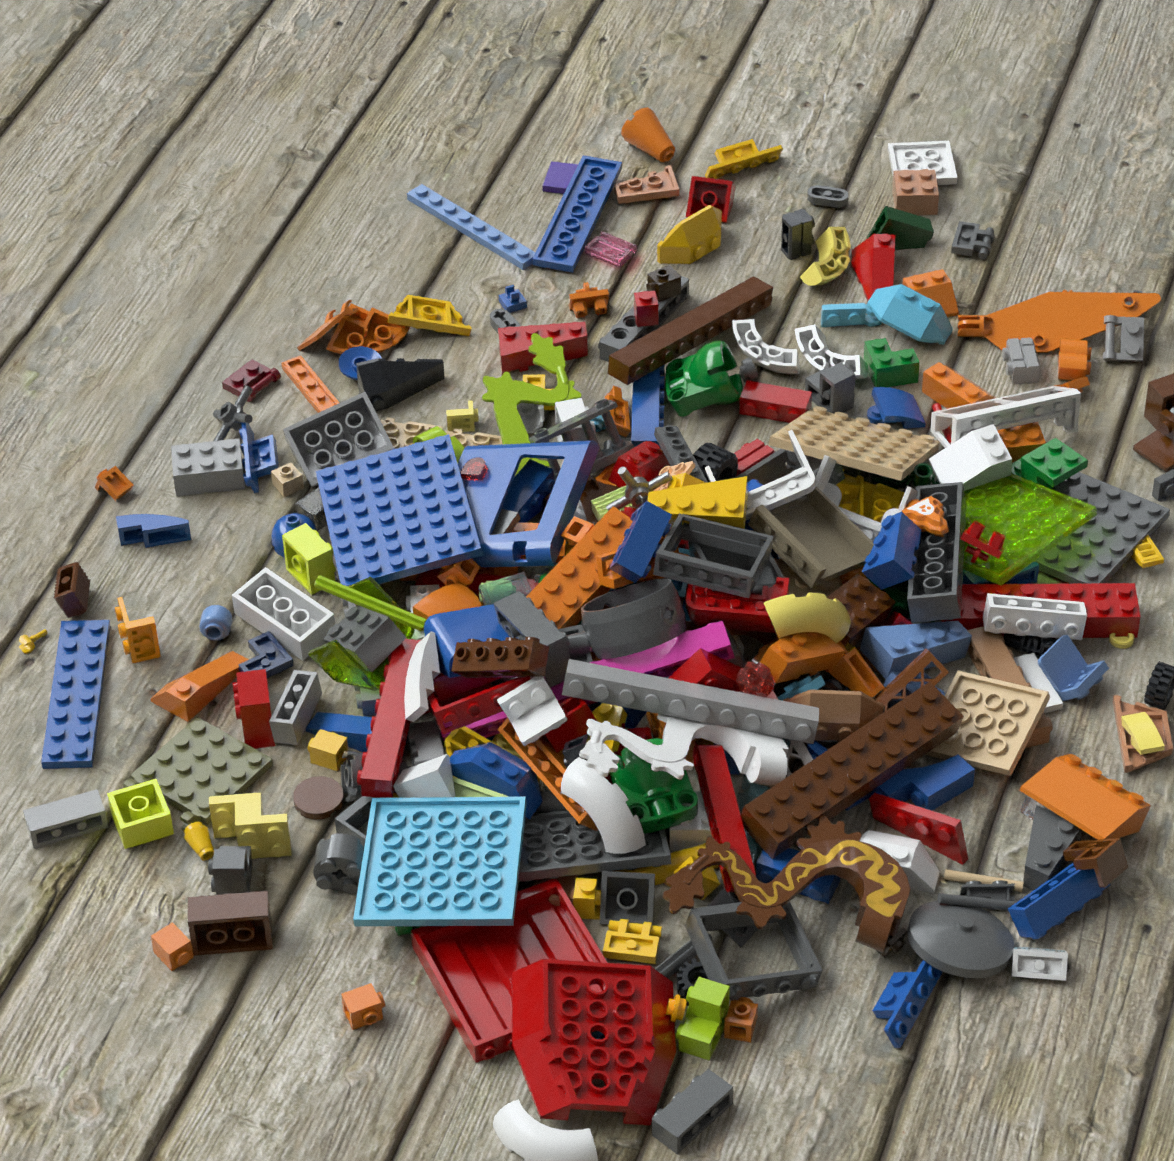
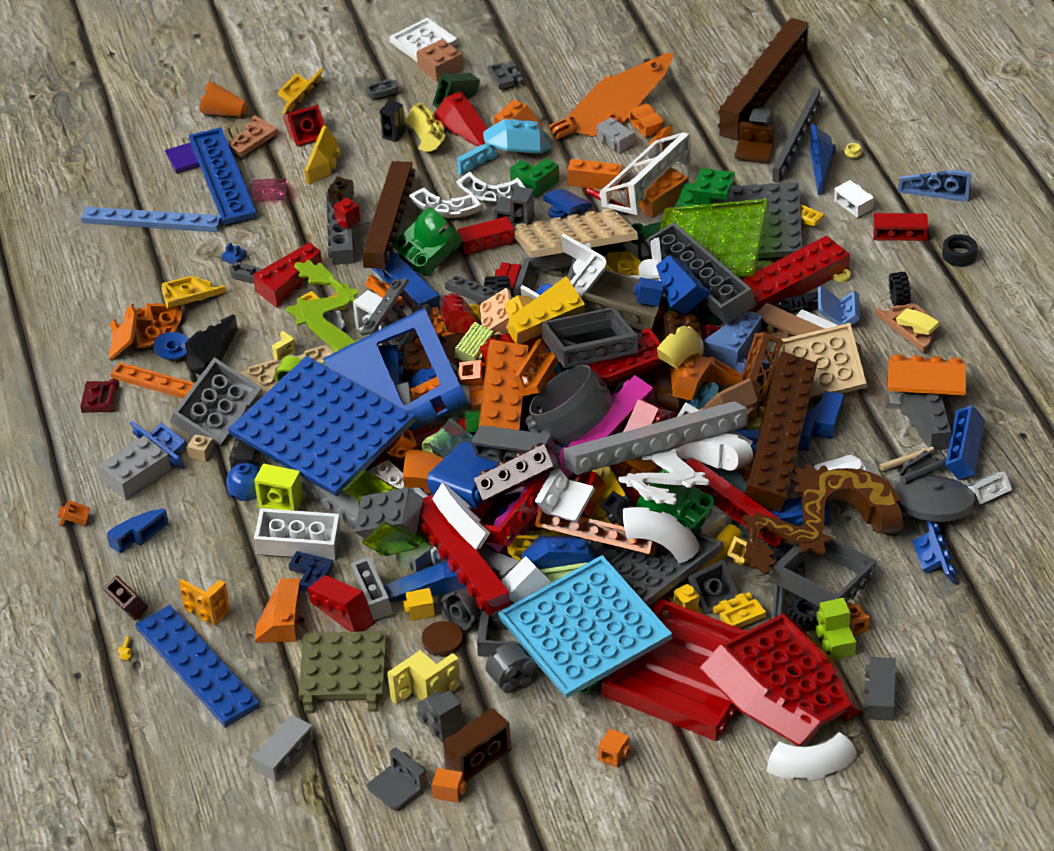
camera: 35 degrees left, 0 degrees up
(131, 916) = (399, 781): none -> dark grey bracket
(140, 813) = (337, 714): neon yellow brick -> none
(199, 839) = (392, 709): yellow cone -> none
(215, 622) = (253, 565): medium blue head -> none
(233, 415) = (119, 424): dark grey bar -> none
(370, 603) = (367, 489): lime axle -> none
(474, 469) = (350, 368): clear red tile -> none
(588, 298) = (288, 227): orange hips -> none
(637, 489) = (490, 324): flat silver bar -> none
(641, 542) = (537, 350): blue wedge -> none
(676, 1008) = (817, 631): light orange plate -> none
(748, 371) = (453, 220): dark grey plate -> none
(755, 679) = (683, 403): clear red brick -> none
(850, 542) = (648, 291): none -> blue brick
(927, 515) = (681, 251): orange rock -> none
(931, 828) = (857, 442): red wing -> none
(973, 459) = (659, 207): white slope -> none
(973, 537) = (733, 251): red hips -> none
(1034, 616) = (792, 283): white brick -> none
(1102, 855) = (971, 402): reddish brown panel -> none
(1130, 342) = (670, 89): light grey plate -> none

